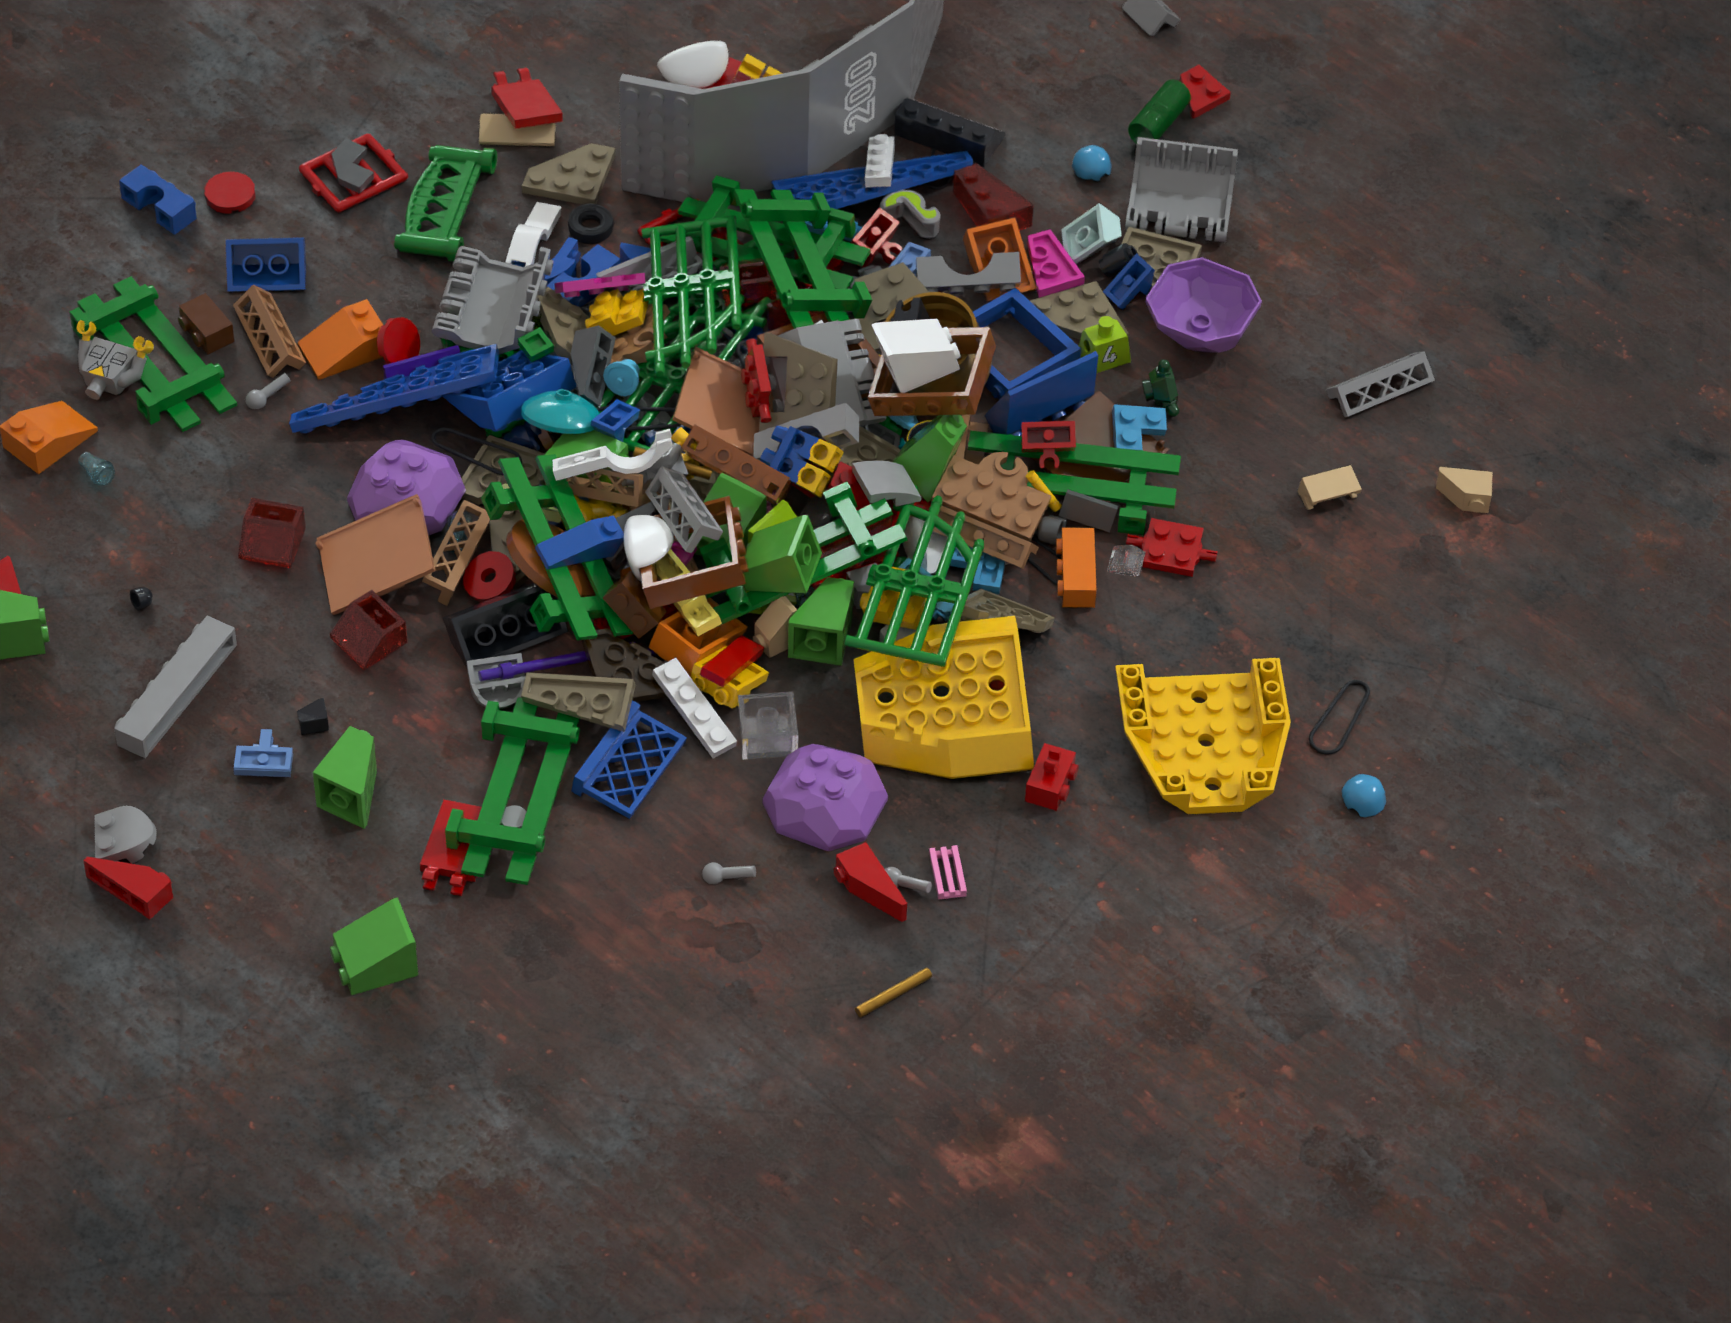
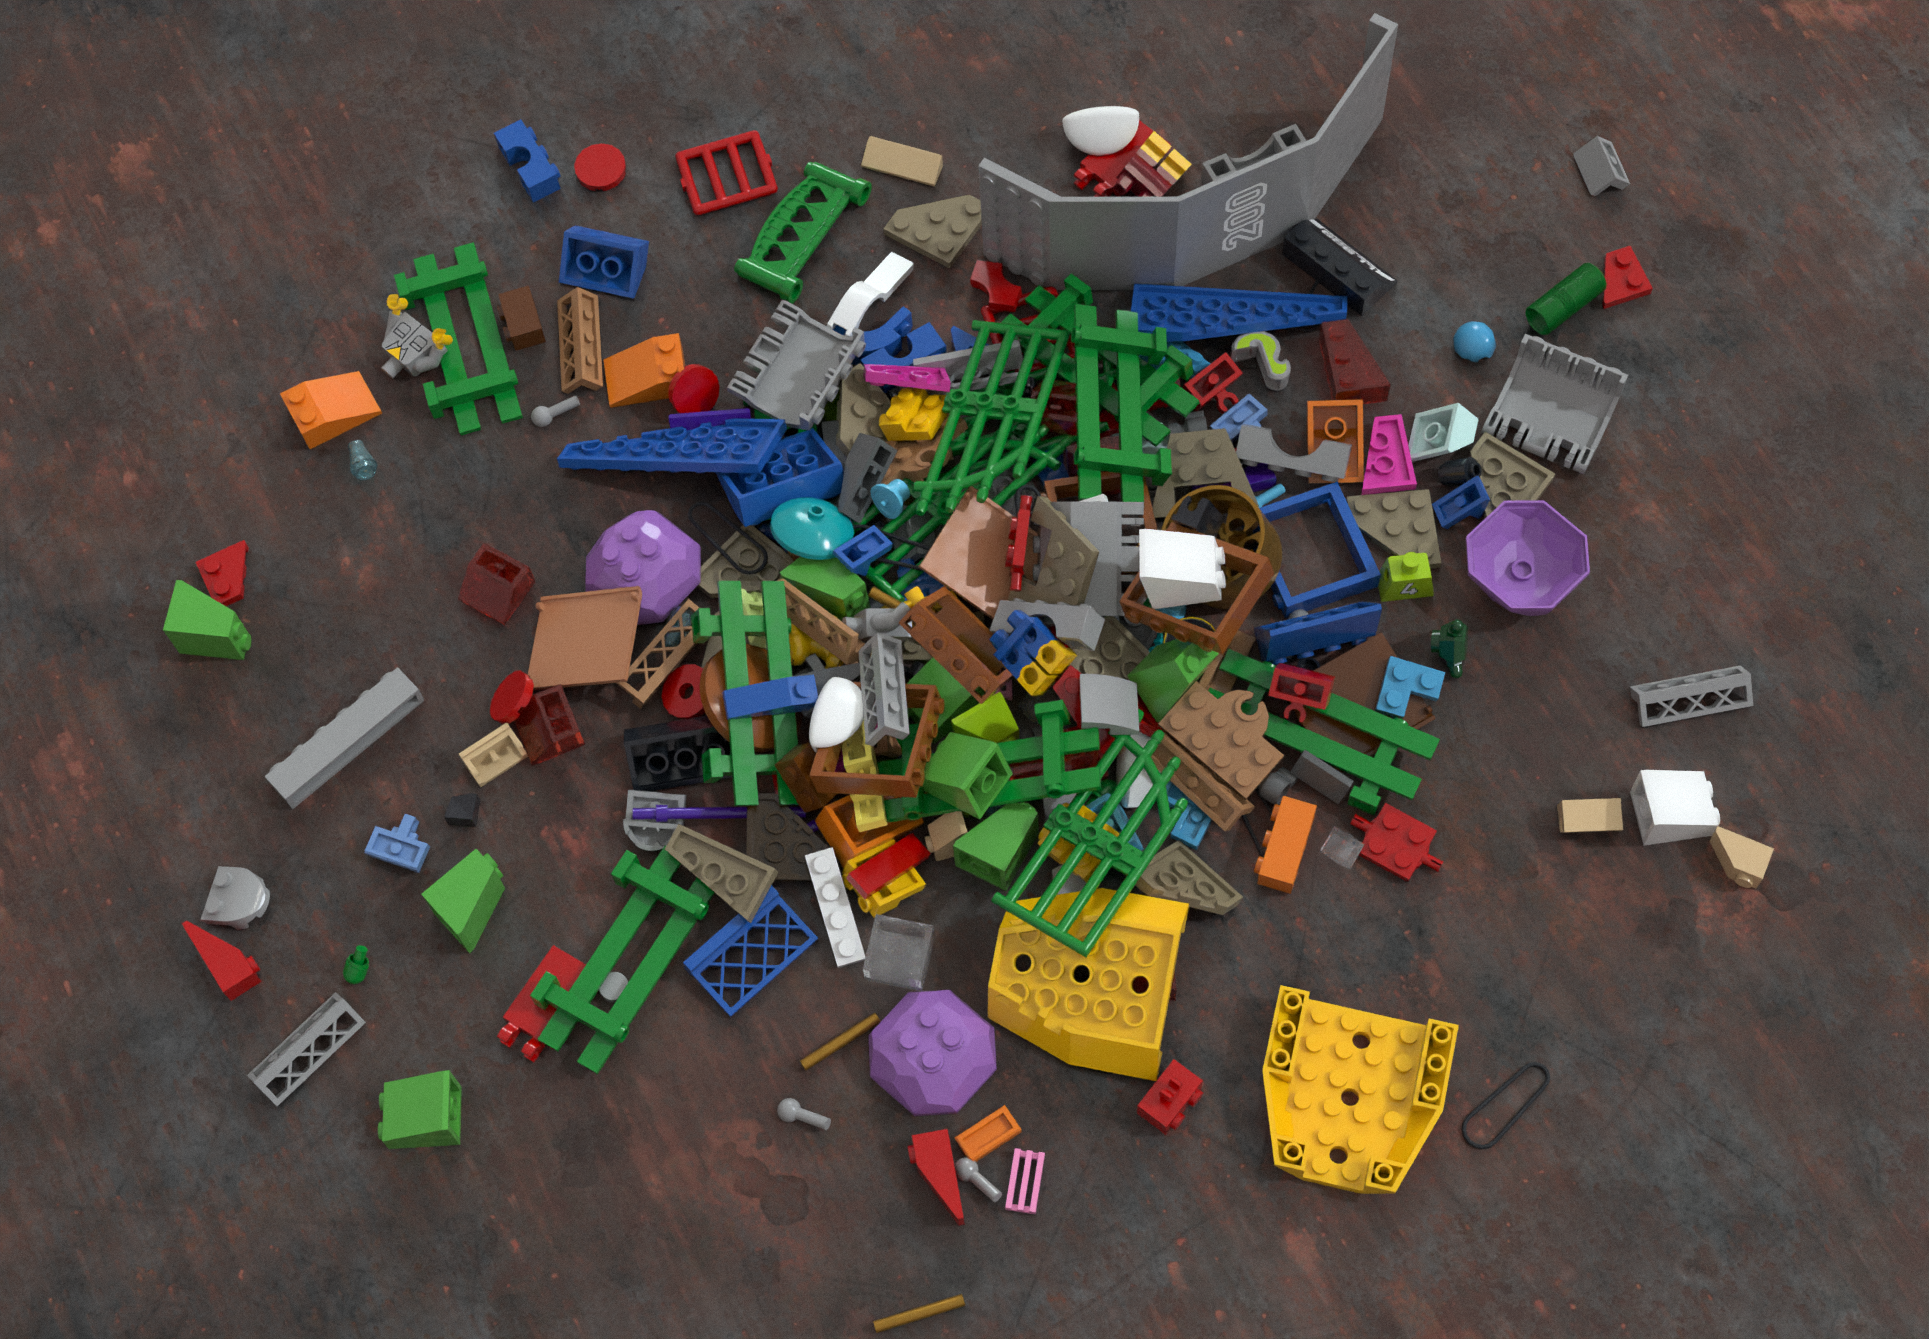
camera: 25 degrees right, 15 degrees up
(141, 597) = (352, 622): black hinge -> none
(232, 931) = (298, 1041): none -> light grey fence
(263, 859) = (356, 966): none -> green cylinder
(324, 616) = (510, 696): none -> red tile
(324, 667) = (493, 755): none -> tan hinge
(345, 161) = (719, 159): dark grey tile -> none
(525, 101) = (918, 131): red tile -> none
(535, 344) = (817, 436): green plate -> none
(590, 235) = (936, 275): black tyre -> none
(603, 457) = (825, 606): white piece -> none
(640, 205) = (990, 279): none -> red tile
(738, 810) = (840, 1041): none -> pearl gold bar
(879, 161) = (1249, 291): white plate -> none
(901, 845) = (988, 1134): none -> orange tile
(1039, 485) = (1279, 744): yellow wheel -> none
(1364, 795) = (1496, 1215): dark azure hair -> none
(1395, 463) = (1673, 805): none -> white slope

